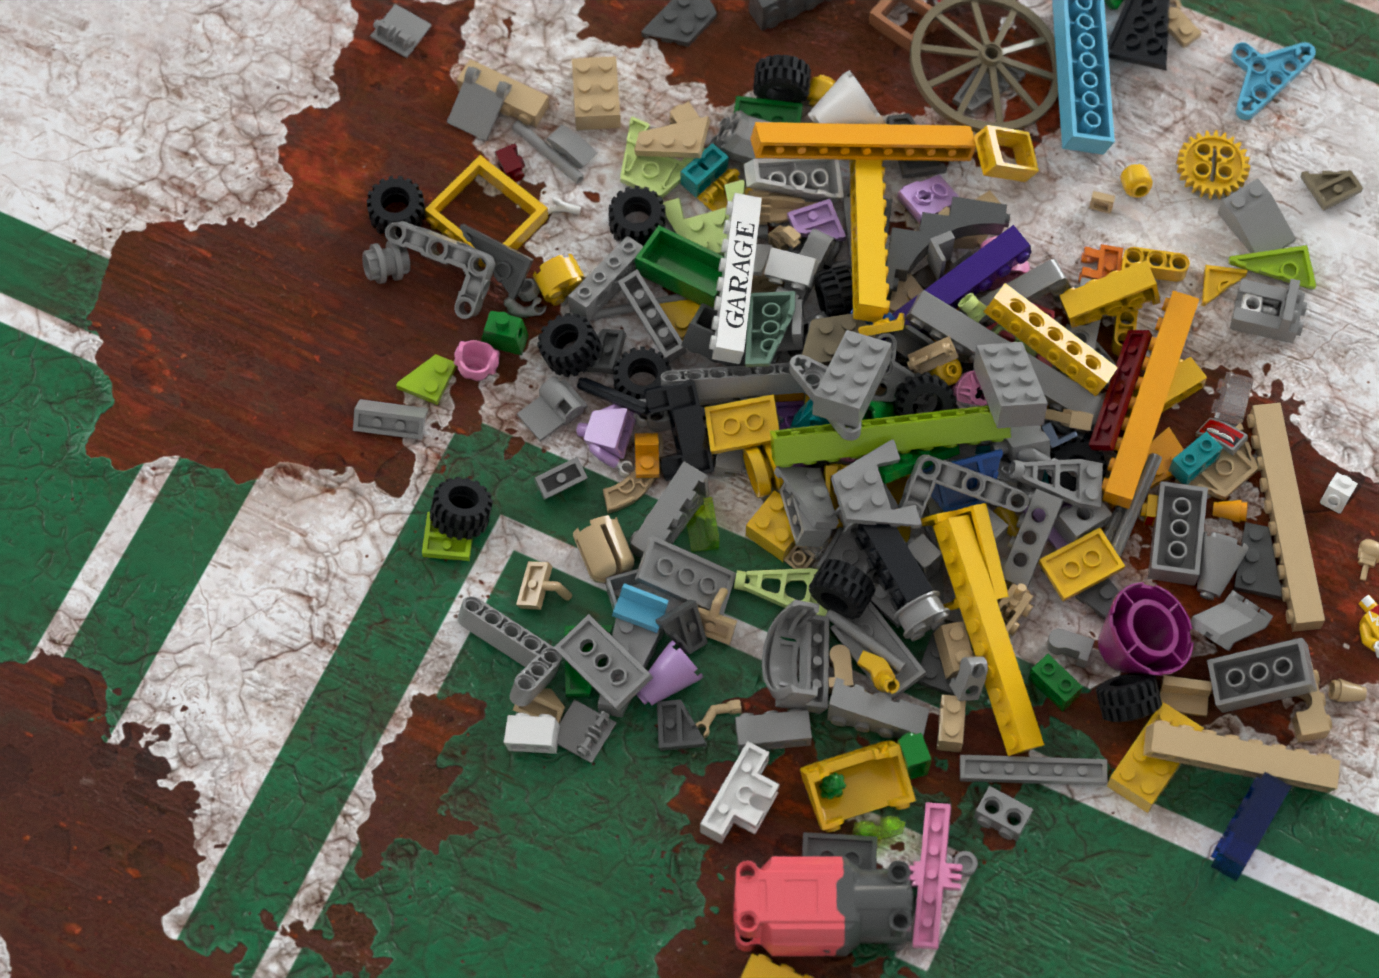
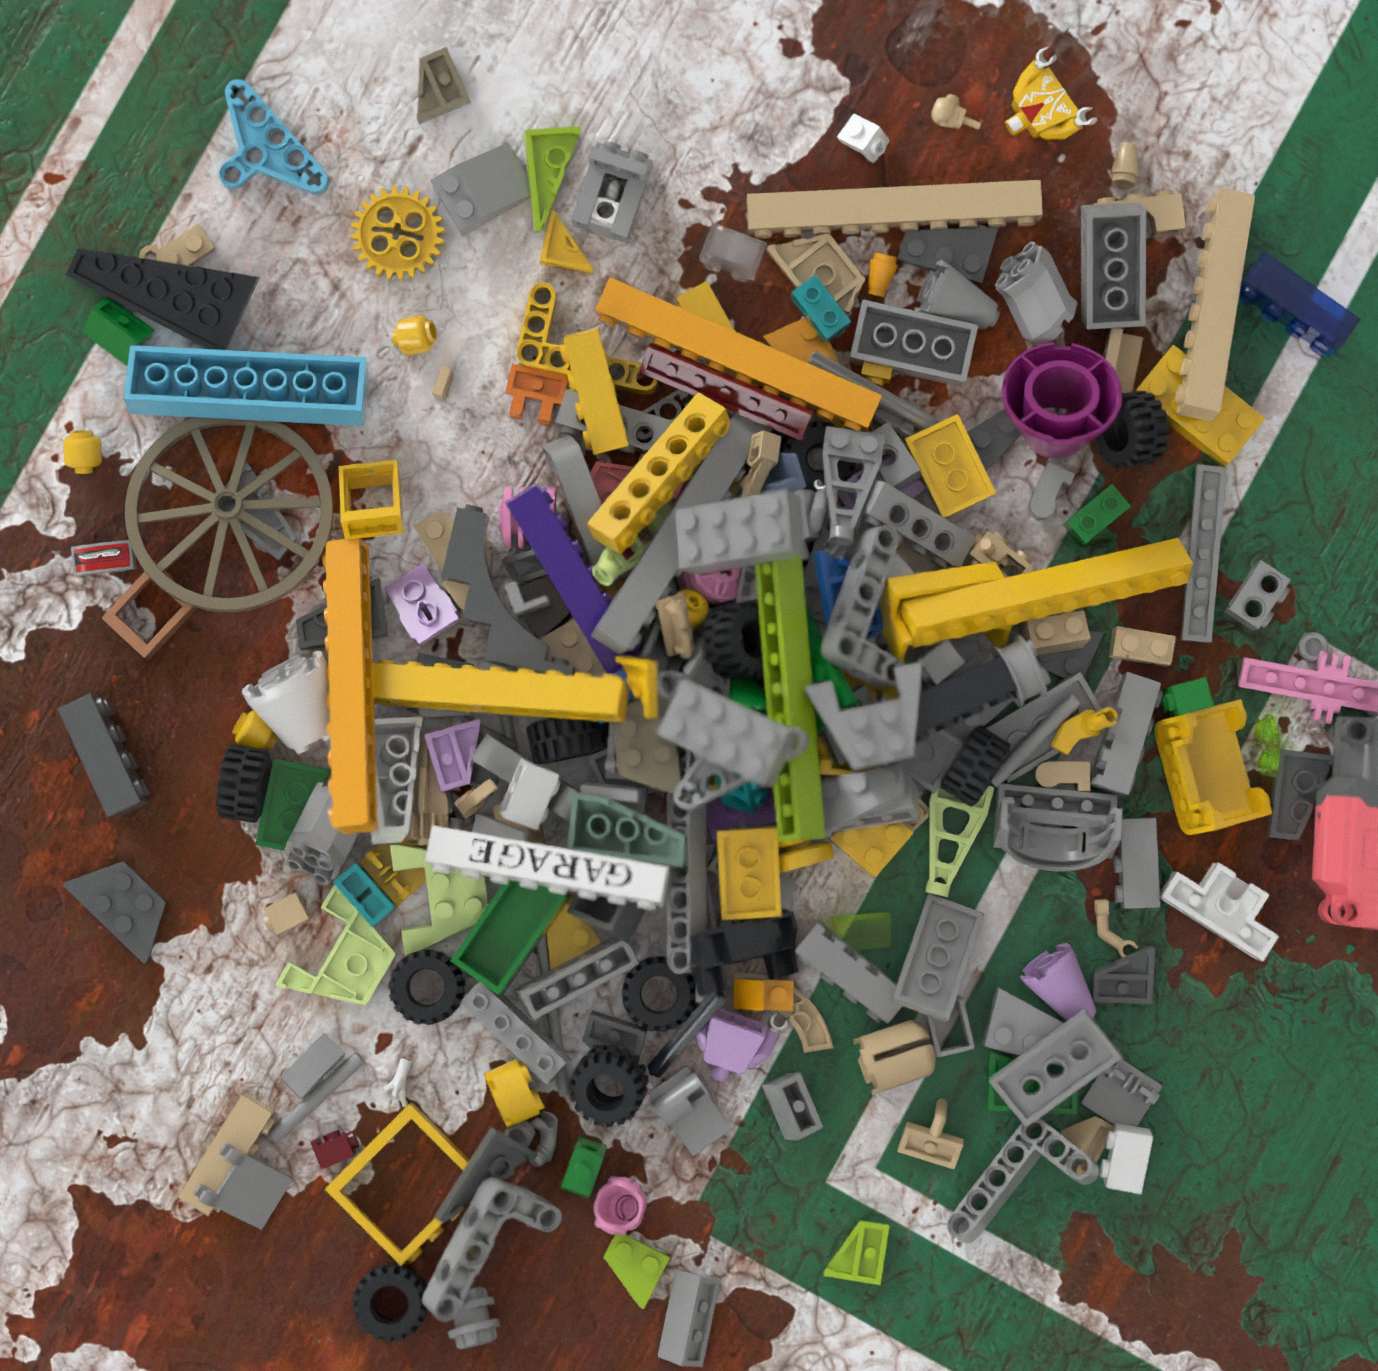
camera: 85 degrees left, 20 degrees up
(400, 30) = (118, 1286): light grey hinge -> none
(461, 508) = (806, 1228): black tyre -> none
(596, 93) = (237, 1030): tan brick -> none
(640, 607) = (988, 1018): medium azure panel -> none
(674, 140) = (323, 930): tan wing -> none
(684, 626) = (1005, 963): dark grey wing -> none
(716, 625) = (993, 928): tan plate -> none
(832, 786) = (1219, 796): green plant -> none
(971, 677) = (1102, 620): light grey leg -> none
(1226, 435) = (781, 272): slope -> none

